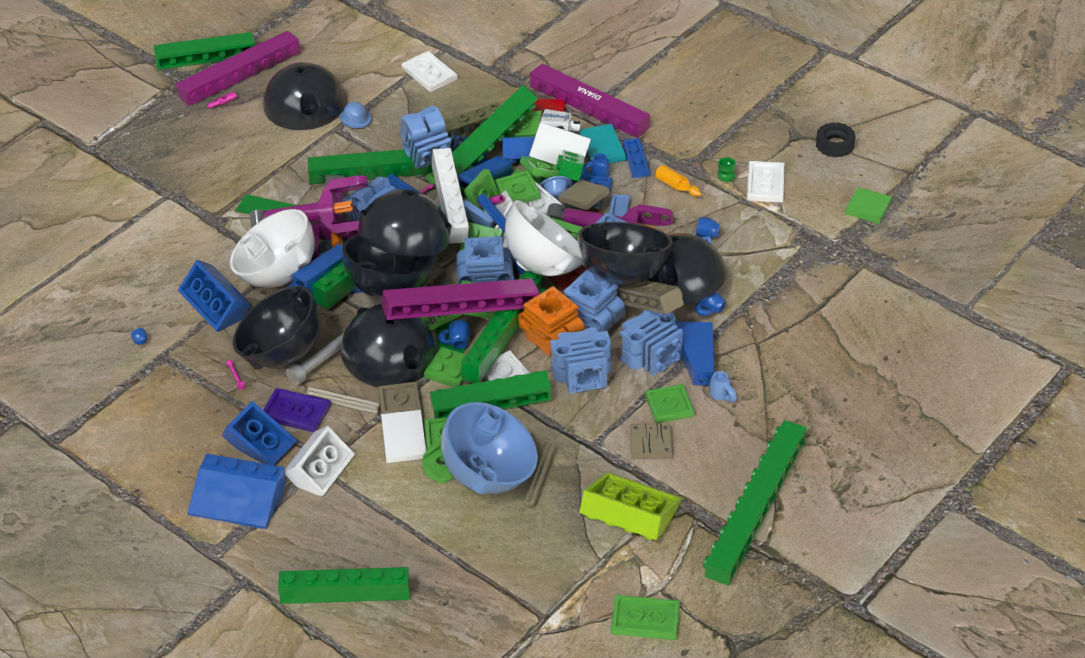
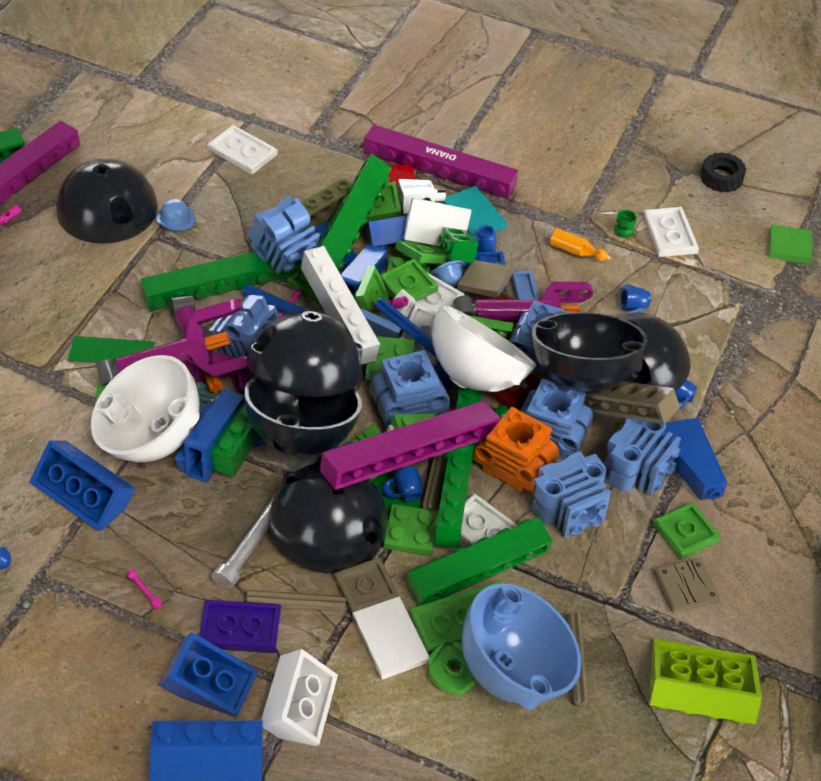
camera: 20 degrees left, 5 degrees up
(279, 329) = (186, 527): black piece -> none
(636, 158) = (518, 224): blue tile -> none
(721, 388) = (737, 498): medium blue piece -> none

